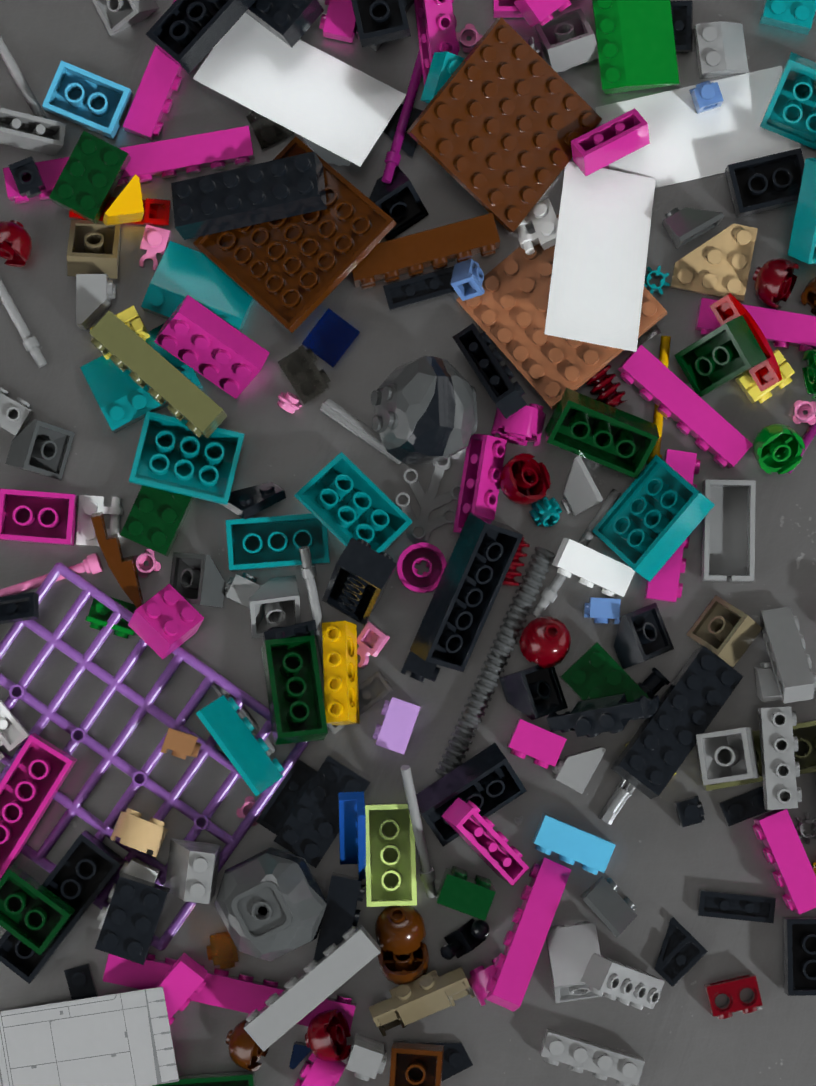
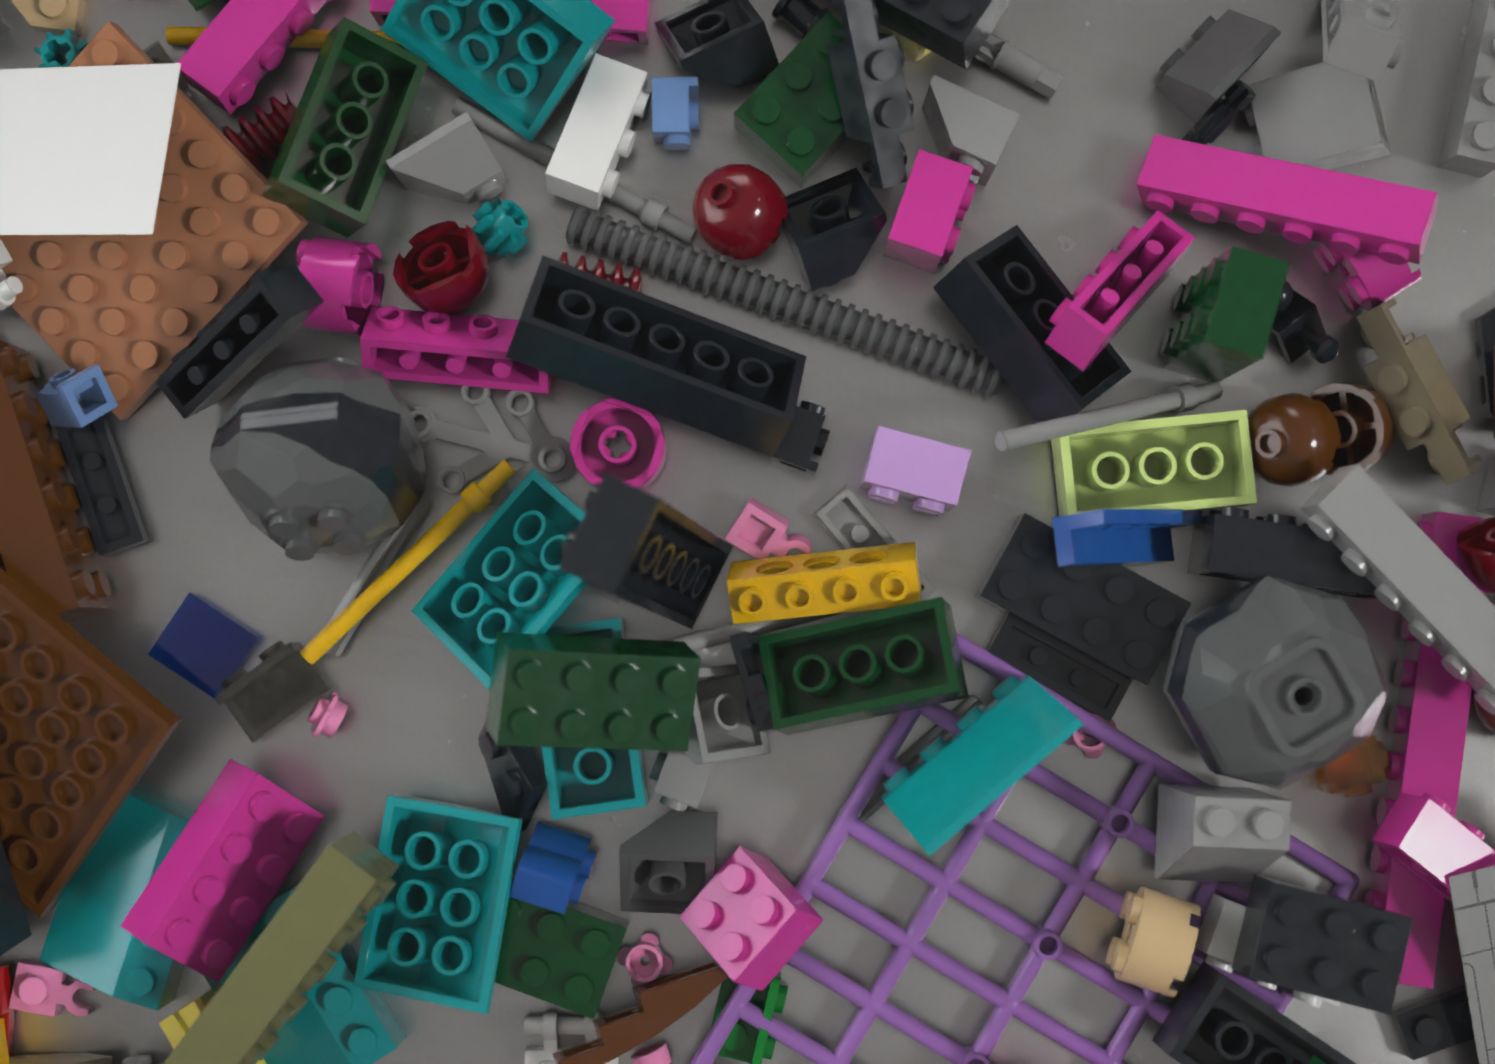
camera: 90 degrees left, 0 degrees up
(181, 744) = (980, 873): medium nougat brick -> none
(200, 519) = (553, 868): none -> blue brick
(290, 547) = (591, 692): none -> dark green brick
(398, 488) = (474, 498): none -> yellow bar
(573, 844) = (1109, 132): medium azure brick -> none
(579, 906) = (1221, 114): none -> black axle

